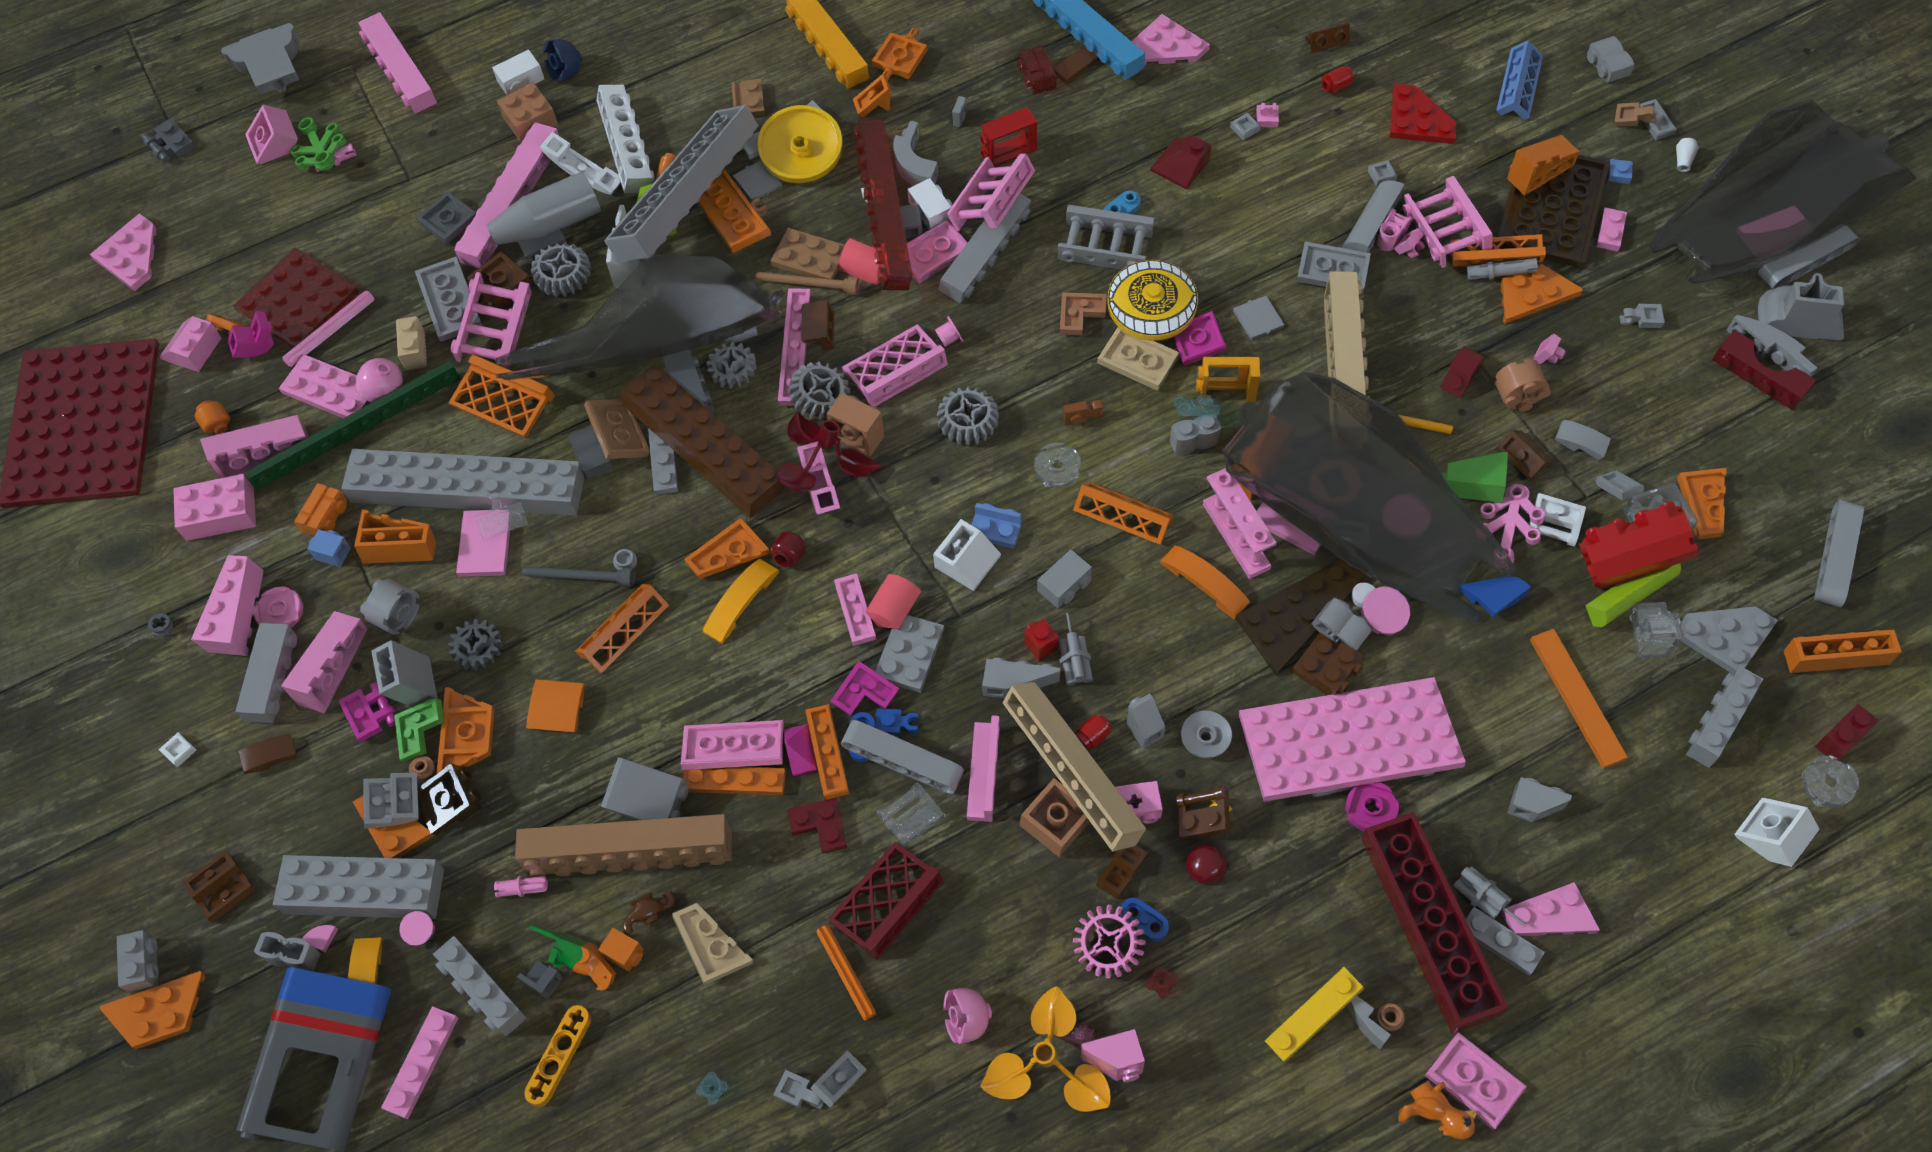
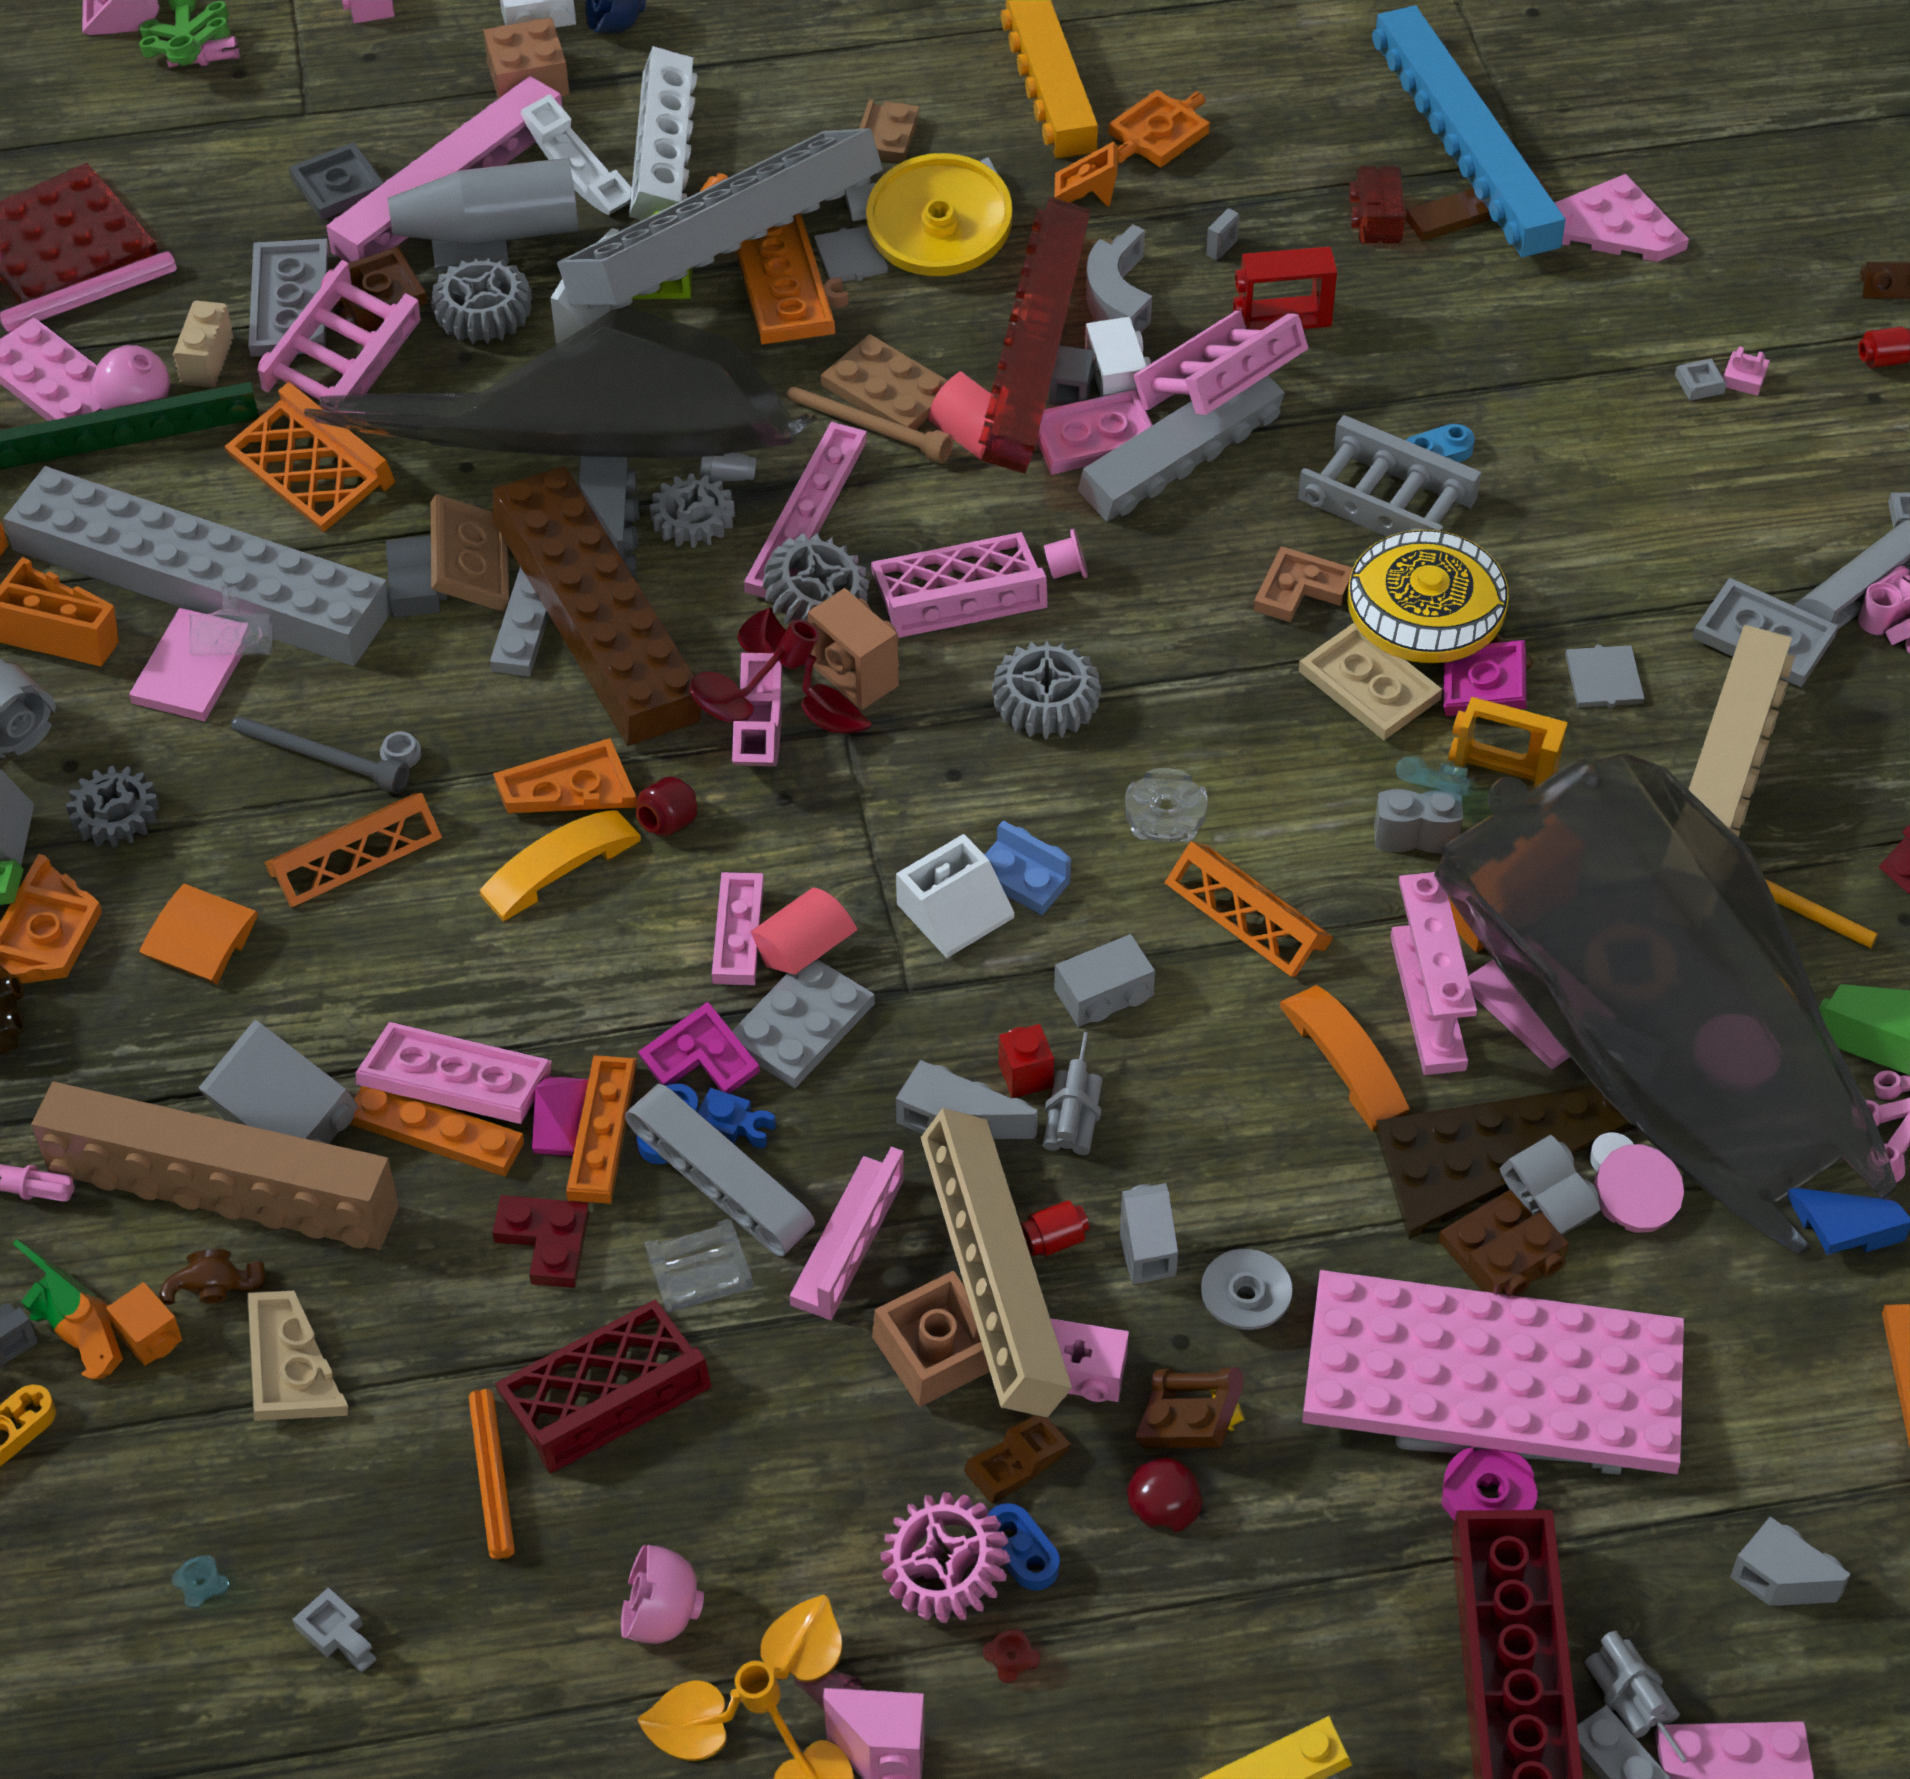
camera: 15 degrees right, 10 degrees down
(818, 323) = (858, 485): reddish brown panel -> none
(838, 1078) = (407, 1628): light grey plate -> none
(1080, 411) = (1234, 735): dark orange plate -> none
(1183, 160) = (1572, 404): dark red slope -> none

